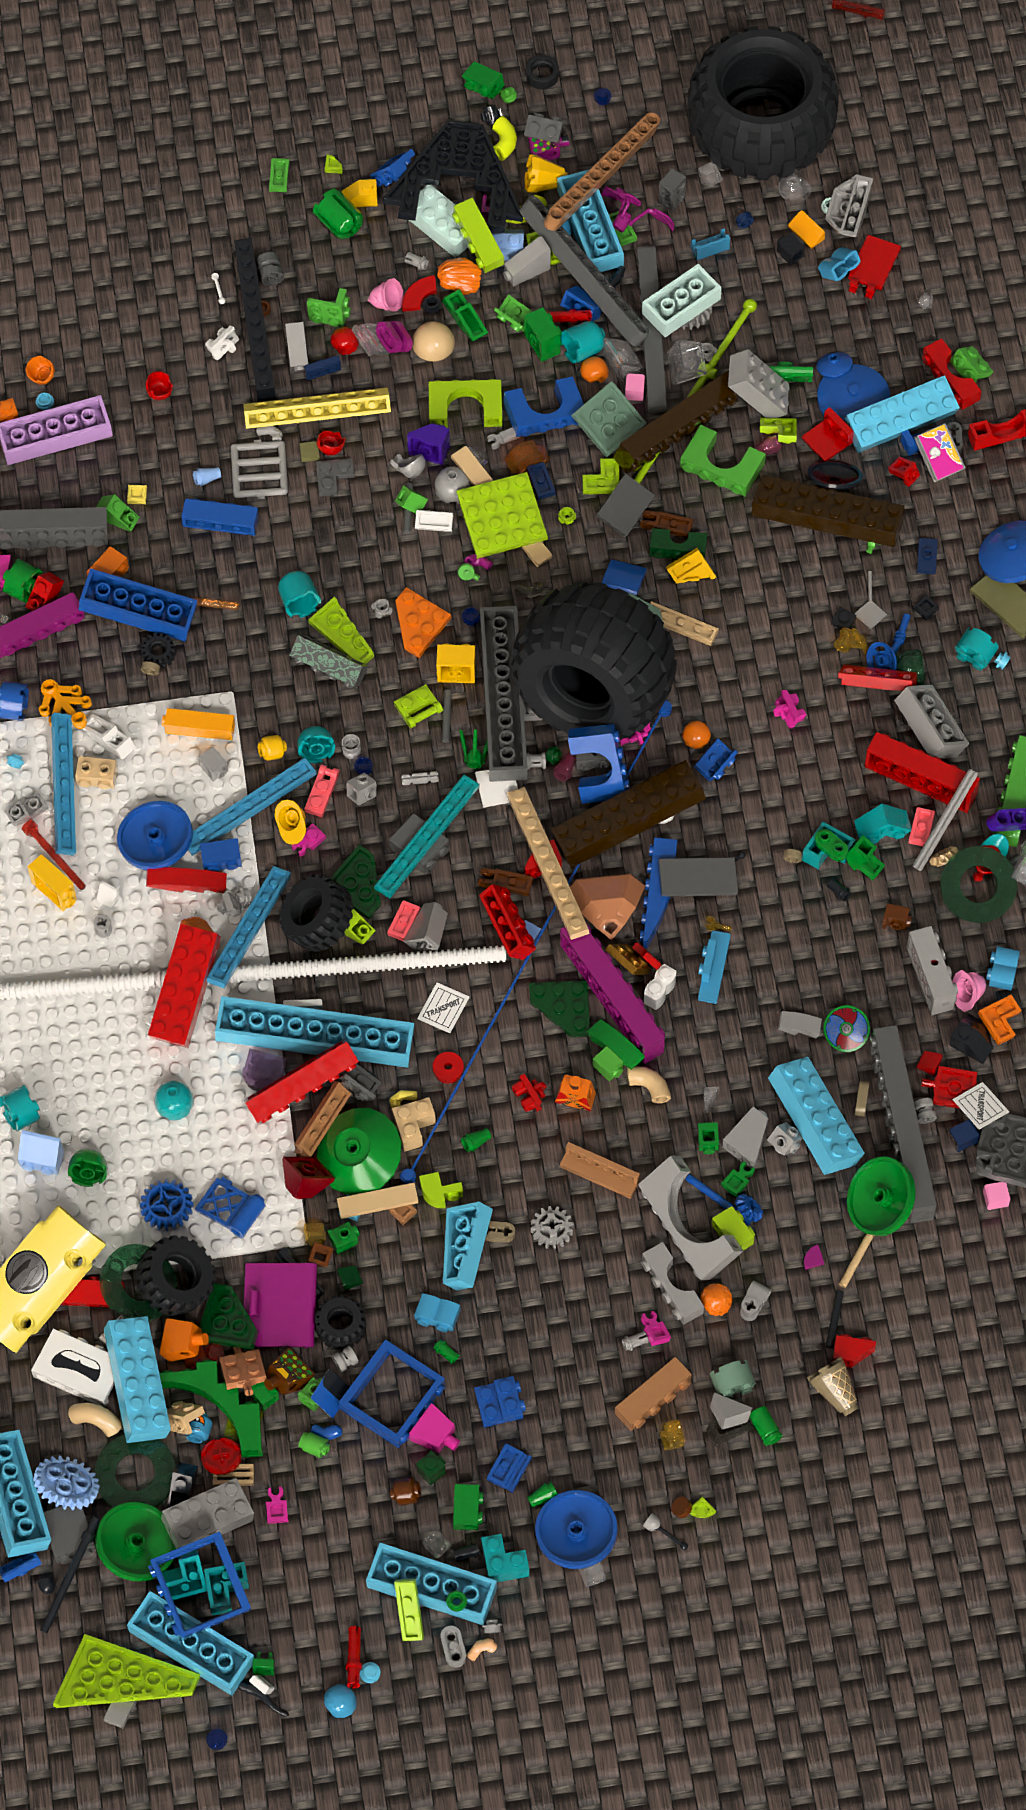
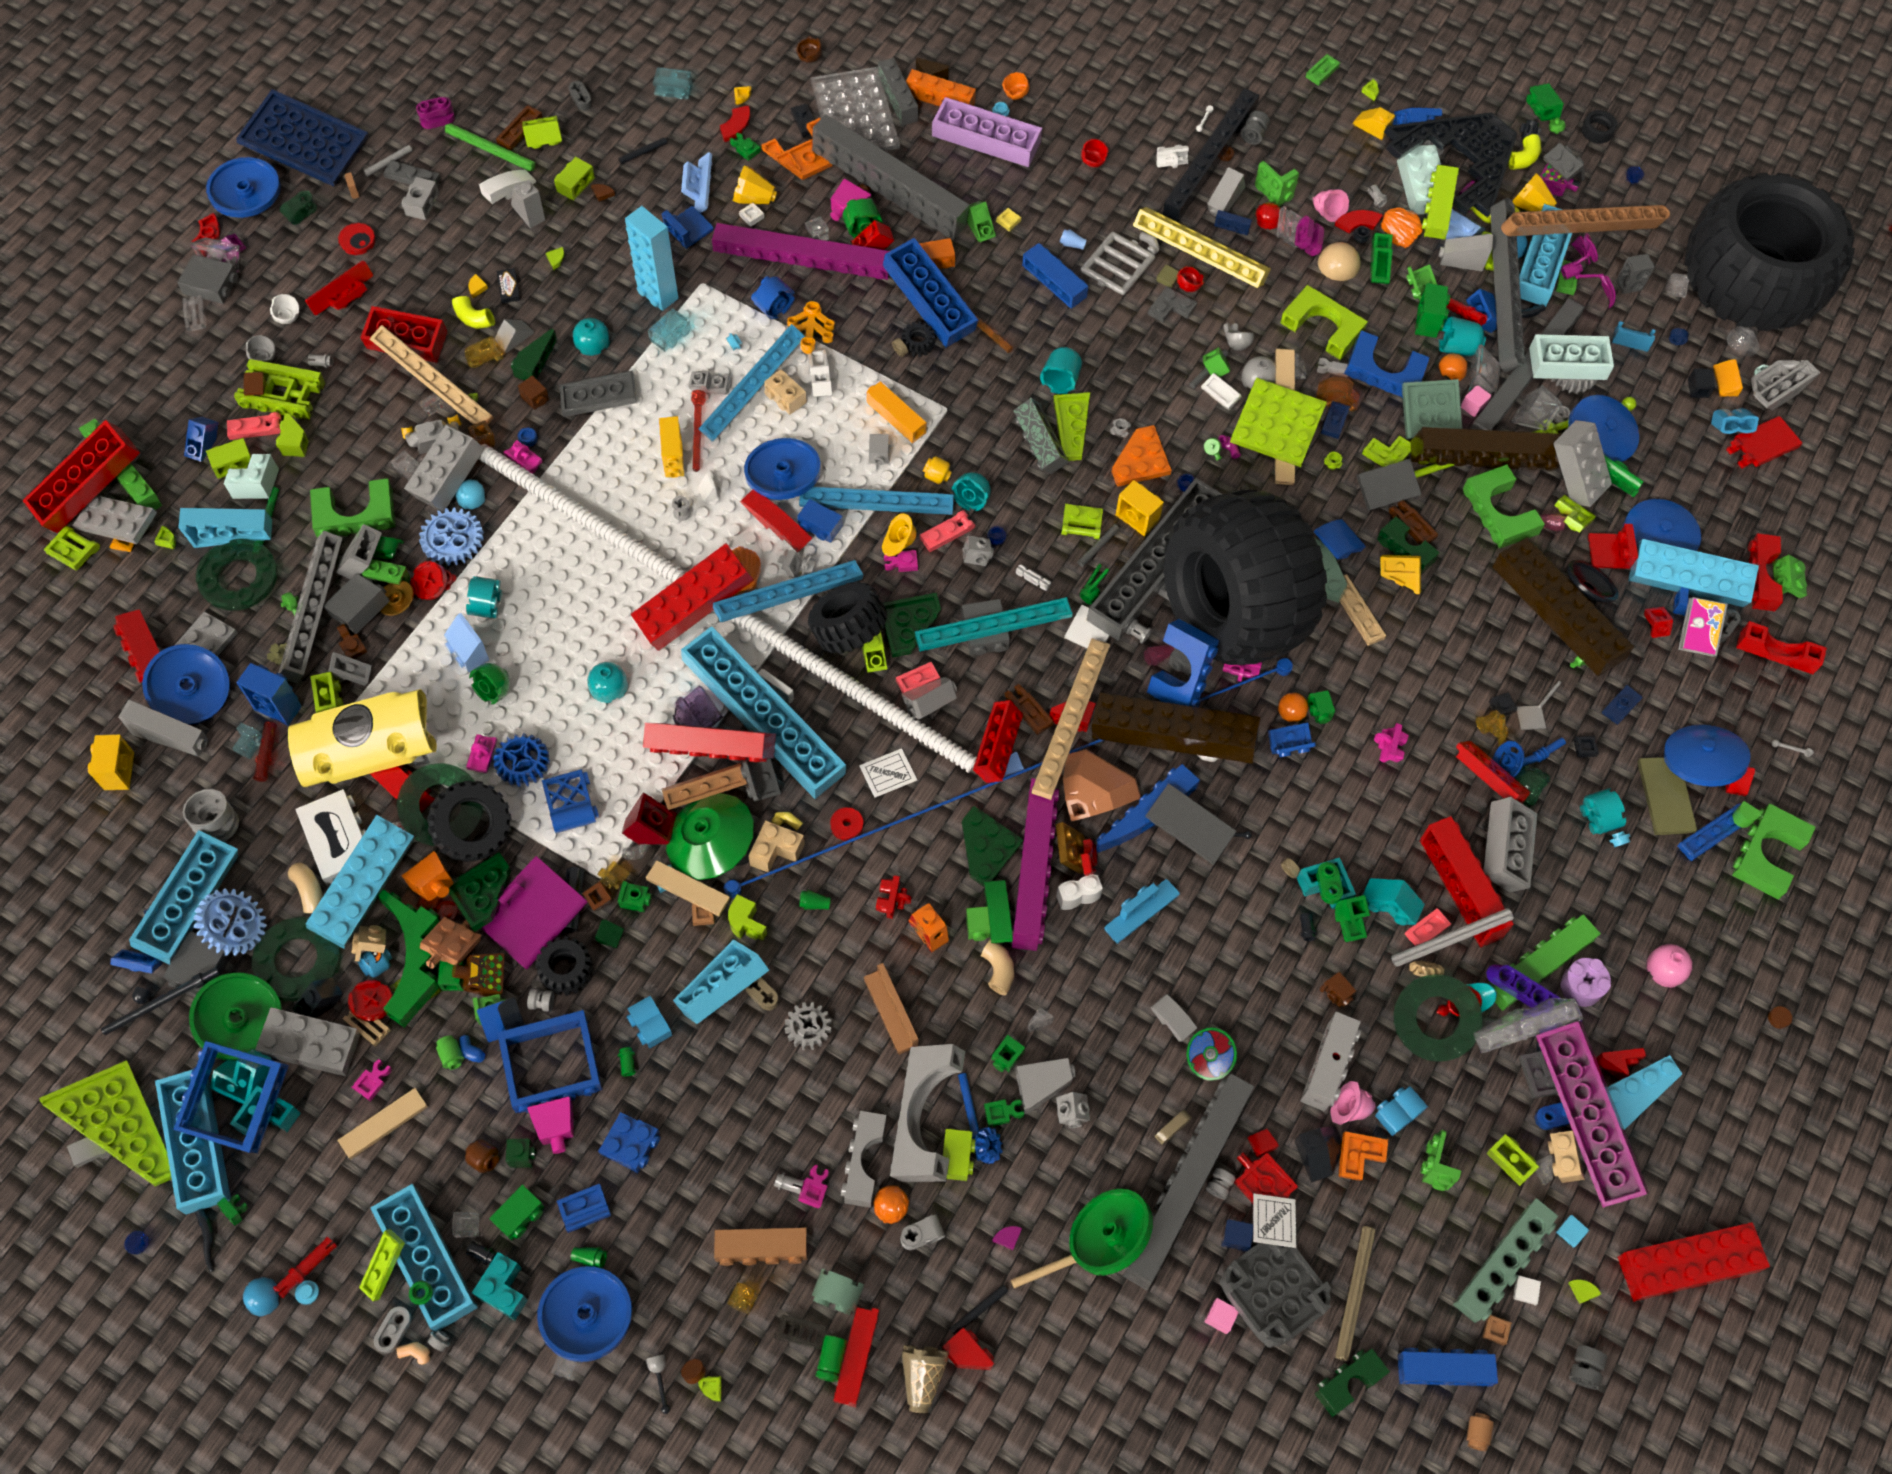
camera: 35 degrees right, 0 degrees up
(133, 1223) = (481, 753): none -> dark pink hips
(262, 1684) = (213, 1226): white tile -> none
(312, 1207) = (635, 852): none -> clear arm
(312, 1528) = (382, 1123): none -> tan tile
(338, 214) = (1343, 122): green cylinder -> none
(348, 743) = (999, 513): light grey wheel -> none
(431, 442) = (1269, 329): dark purple slope -> none
(554, 755) = (1157, 636): dark green plate -> none
(714, 925) = (1173, 876): clear yellow hand -> none
(717, 719) = (1321, 706): none -> green brick
(729, 1412) = (807, 1319): light grey slope -> none
(750, 332) = (1614, 424): none -> blue dish
(782, 1411) = (856, 1357): none -> red fence
(816, 1115) = (1117, 1110): medium azure brick -> none
(834, 364) = (1665, 496): blue dish -> none
(926, 301) = (1790, 500): clear plate -> none

